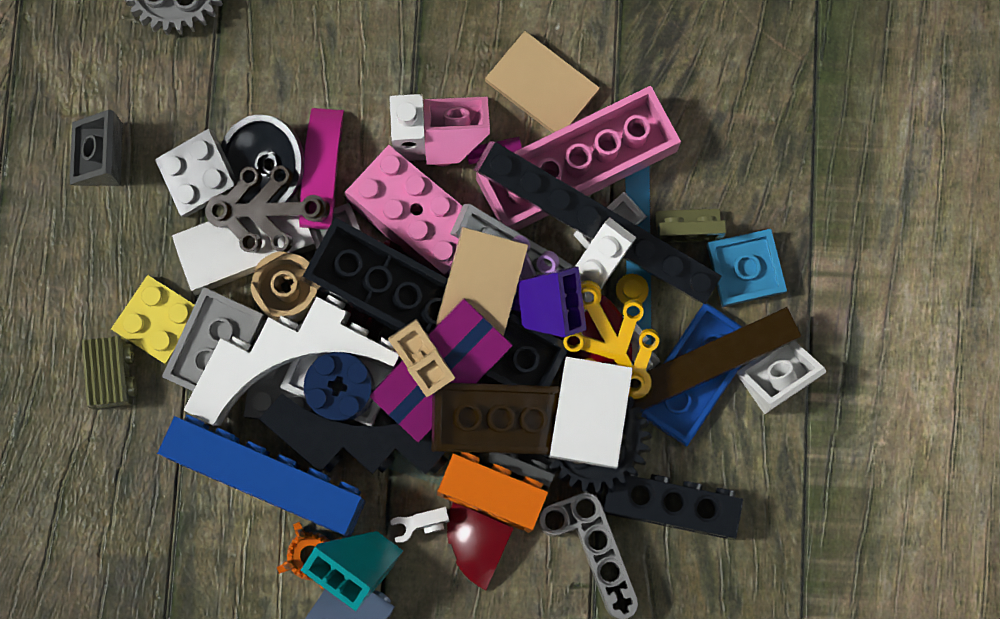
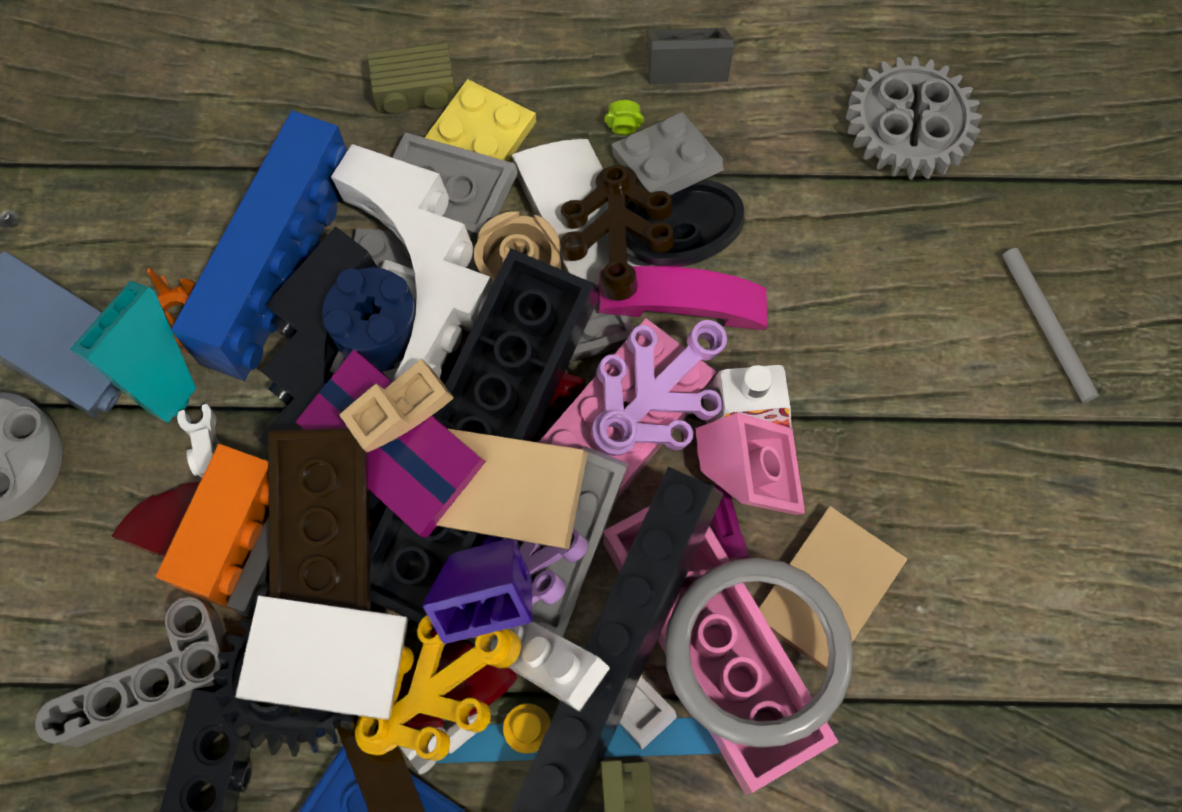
camera: 90 degrees right, 10 degrees down
(156, 205) = (624, 117): none -> lime plate
(406, 186) = (654, 393): none -> lavender plant
(597, 180) = (707, 712): none -> light grey wedge

